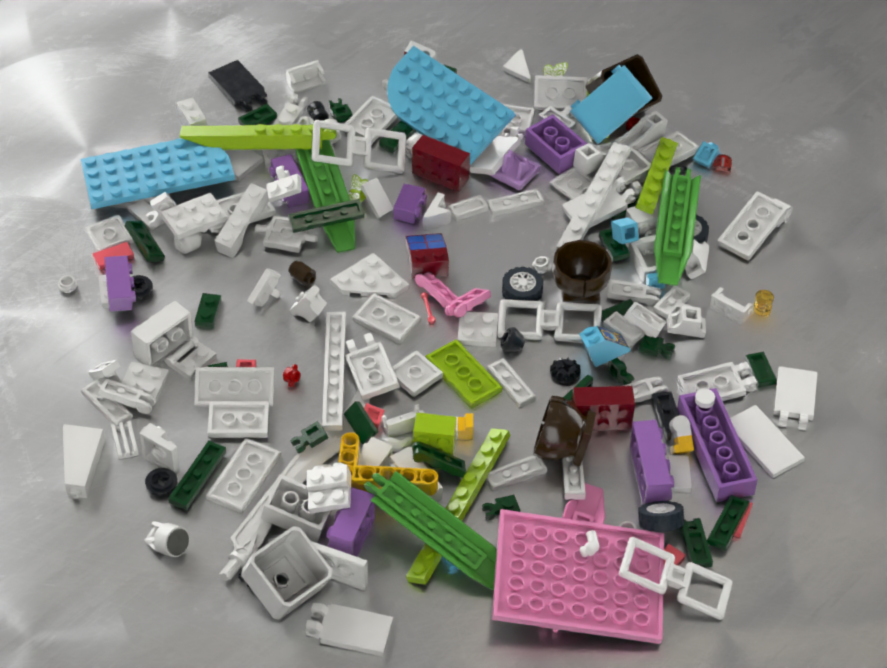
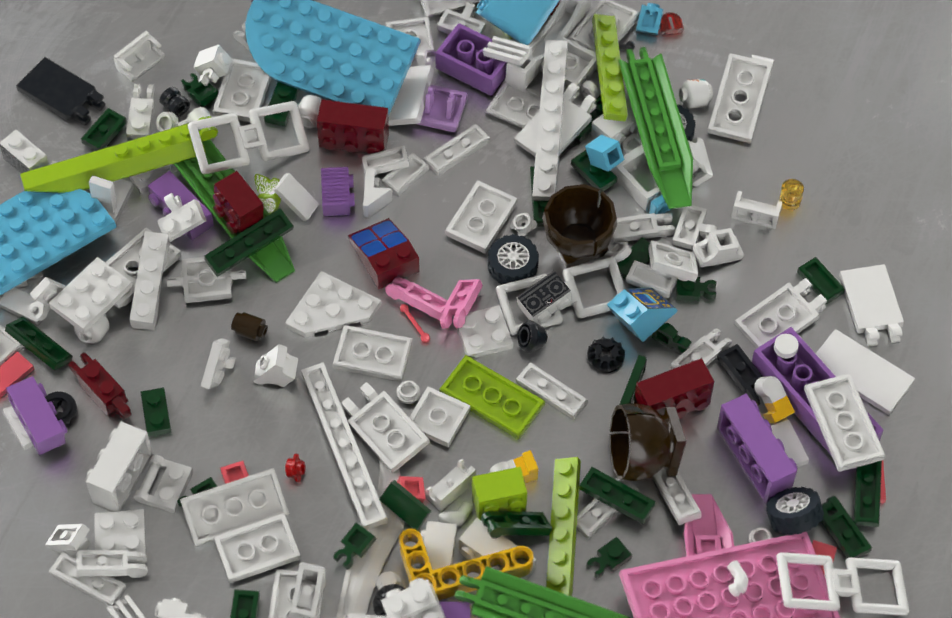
camera: 20 degrees left, 10 degrees up
(175, 280) = (101, 387): none -> dark red hinge
(234, 151) = (104, 192): none -> white tile
(262, 451) = (308, 589): none -> white slope
(327, 184) = (237, 203): none -> dark red brick
(356, 94) = (212, 64): none -> white brick
(400, 350) = (408, 392): none -> white plate
(458, 193) = (387, 160): none -> white tile
(512, 250) = (481, 216): none -> white plate
(526, 464) = (617, 495): none -> dark green plate
(532, 315) = (544, 298): none -> brick
(580, 140) = (508, 51): none -> white tile
(608, 303) = (619, 251): none -> white tile
(719, 213) = (696, 93): none -> white head
(727, 464) = (844, 422): none -> white tile

